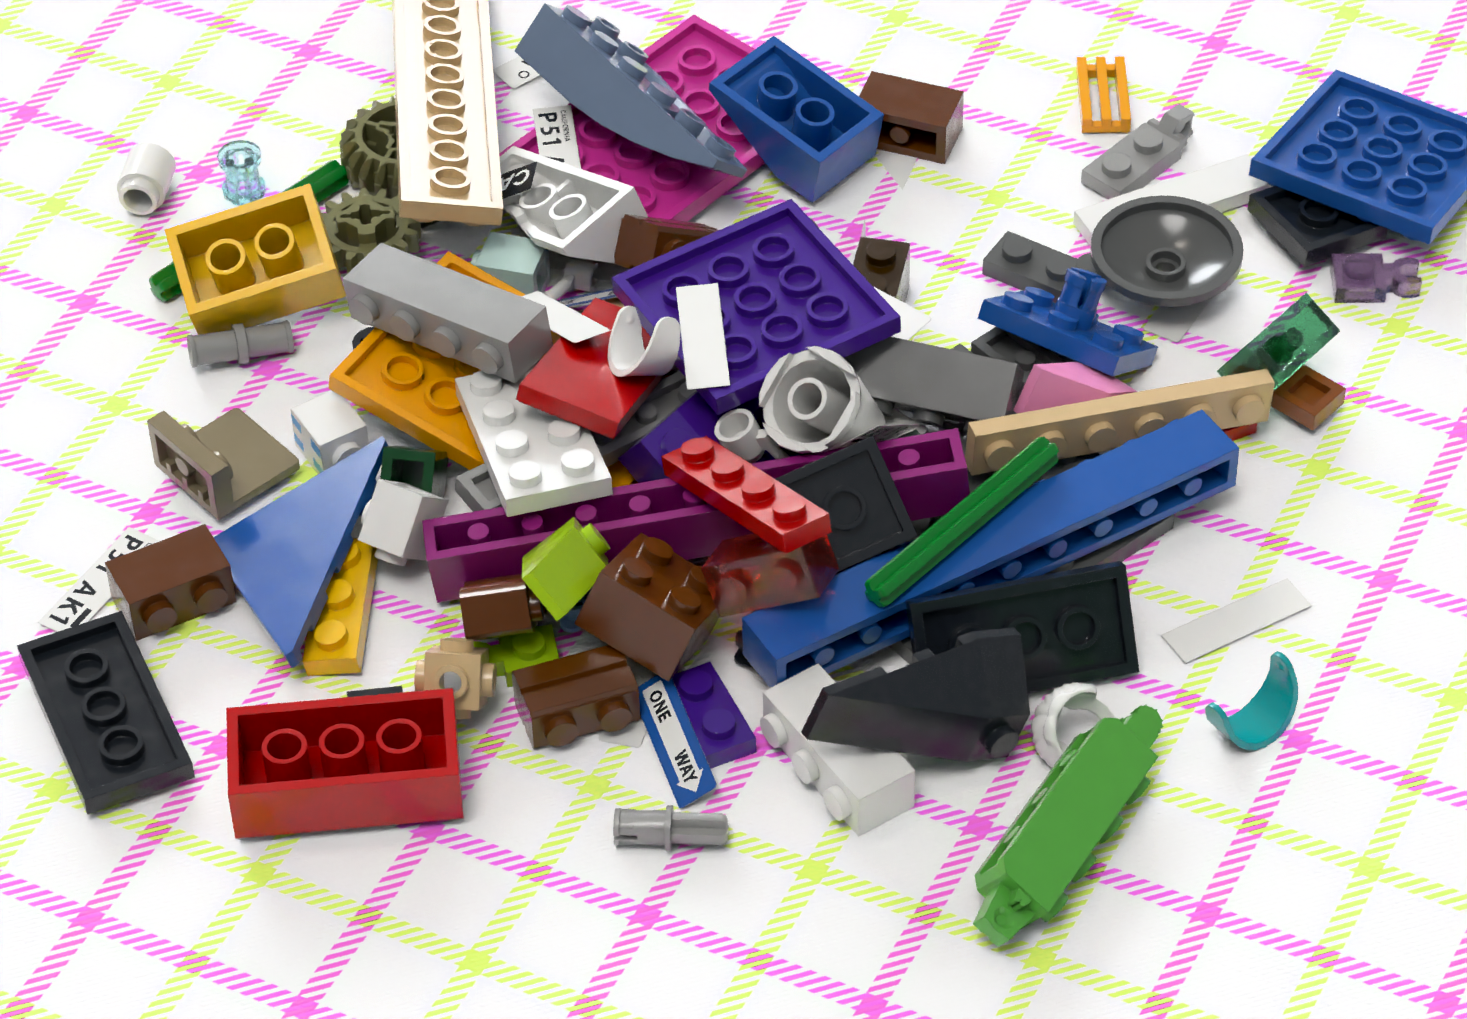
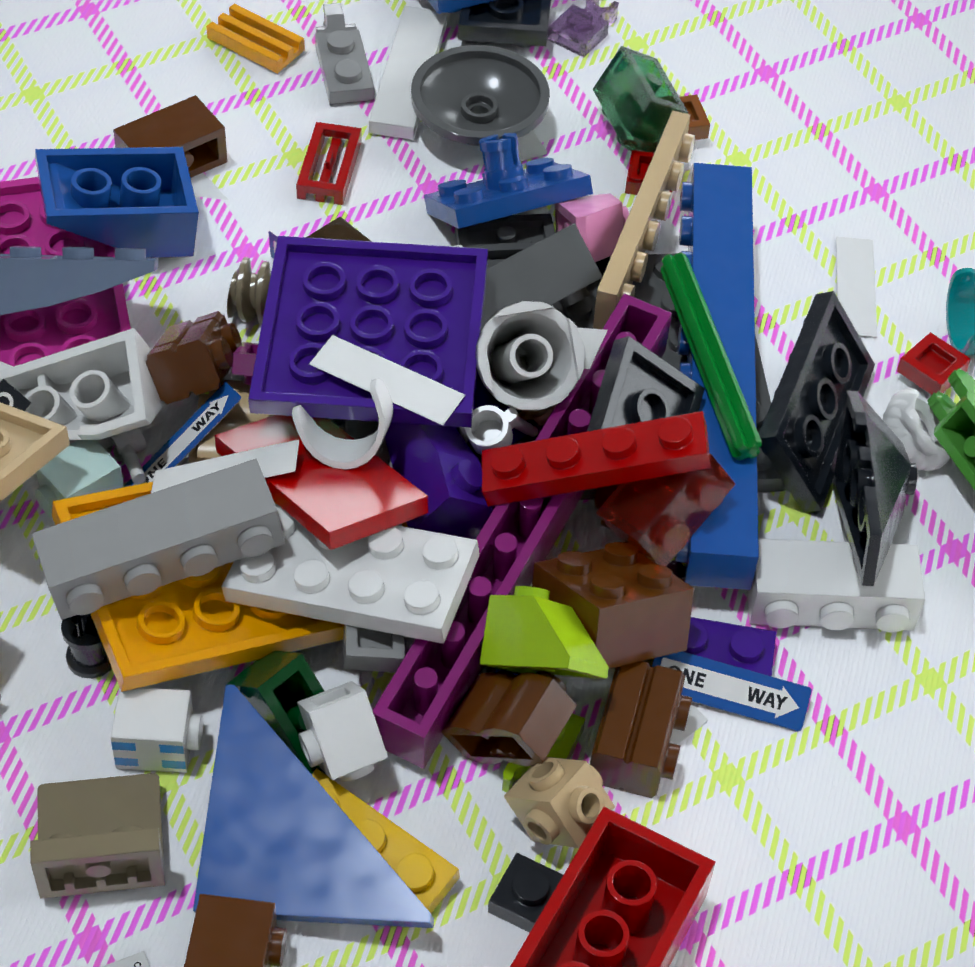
camera: 60 degrees left, 5 degrees up
(669, 827) = (831, 750): light grey axle -> none
(1002, 209) = (324, 186): none -> red tile
(1030, 264) = (406, 174): dark grey hinge -> none
(1178, 705) = (932, 363): none -> red plate

